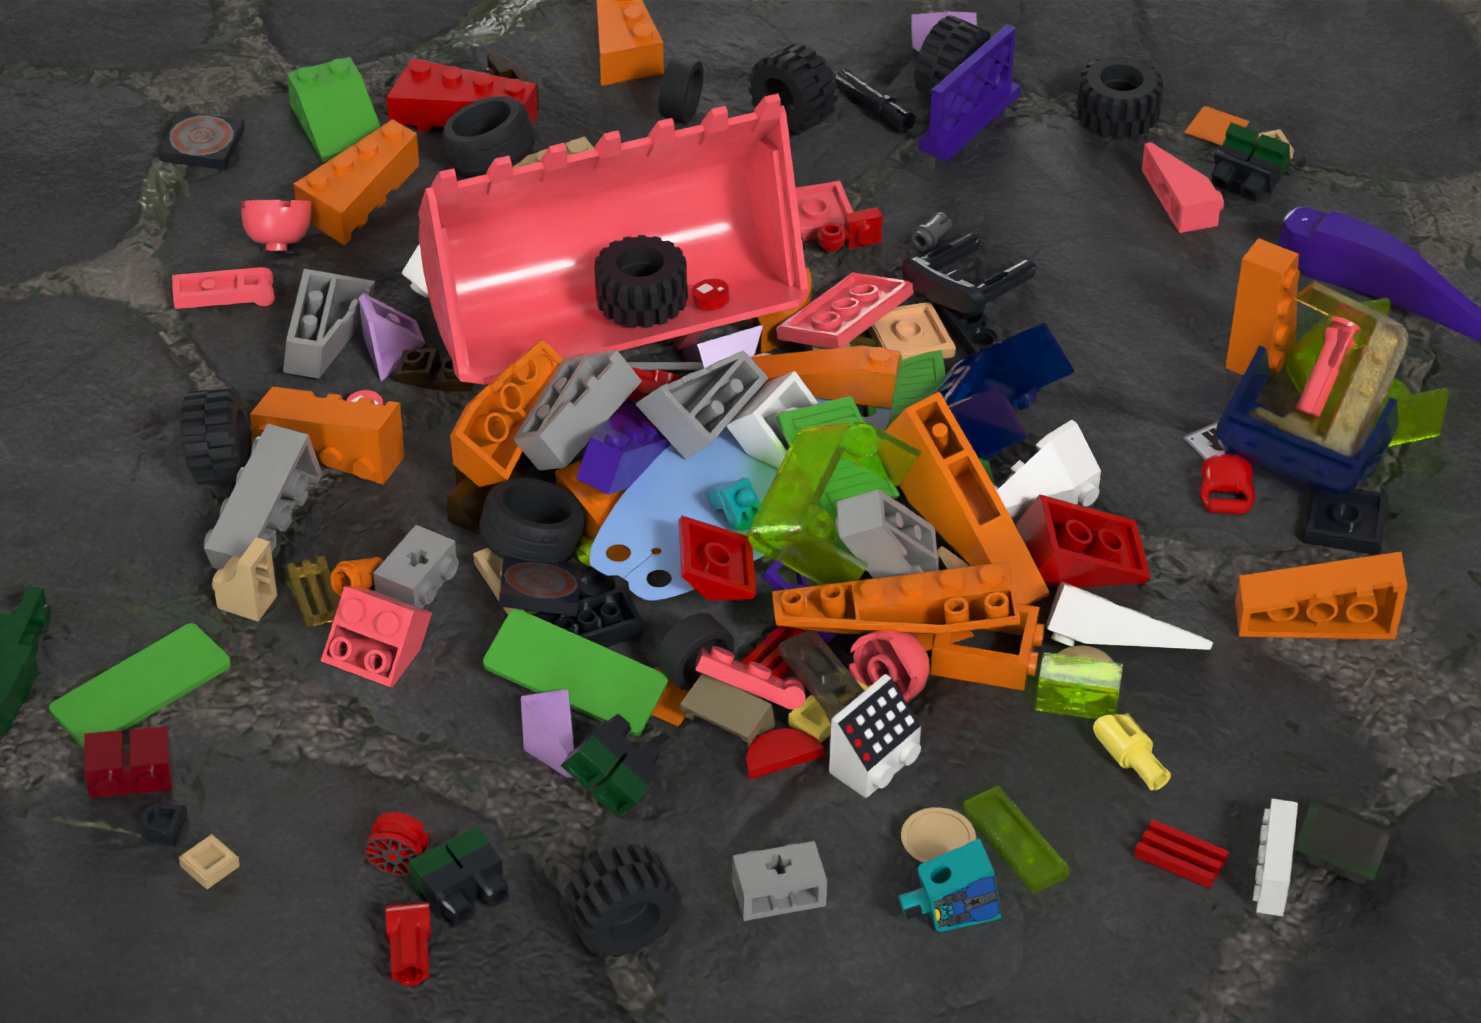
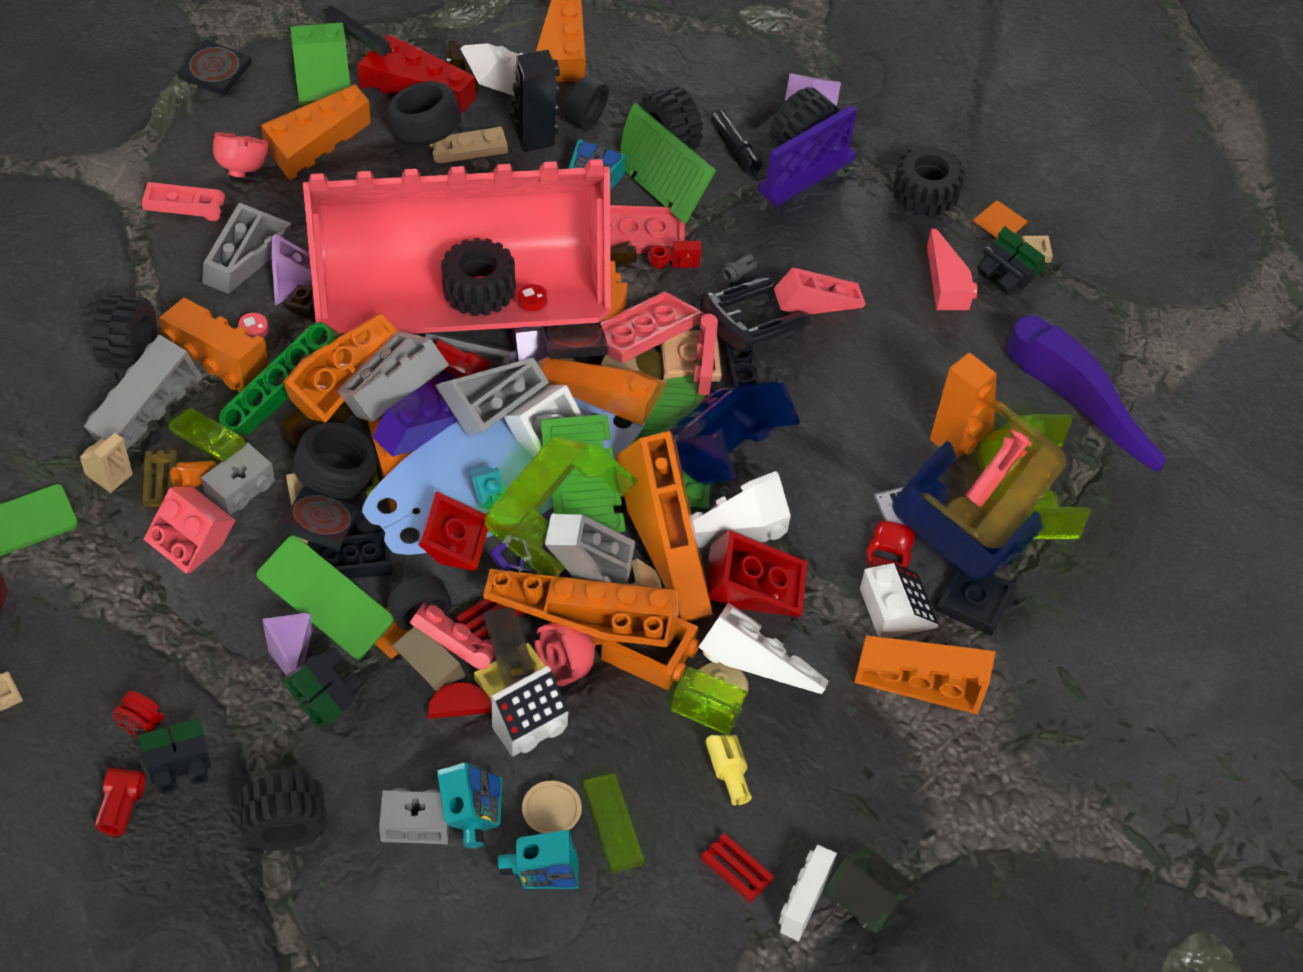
camera: 10 degrees right, 10 degrees up
(359, 529) = (207, 434): none -> clear neon green tile
(374, 62) = (358, 30): none -> black axle
(417, 453) = (267, 382): none -> green beam
(561, 69) = (492, 65): none -> white slope
(624, 84) = (535, 100): none -> black wedge
(775, 332) = (575, 340): none -> tile
(820, 135) = (664, 163): none -> bright green piece
(842, 843) = (470, 801): none -> teal torso
(933, 323) = (705, 353): none -> coral plate
(1033, 238) = (817, 293): none -> coral slope
(1254, 537) = (896, 601): none -> white slope

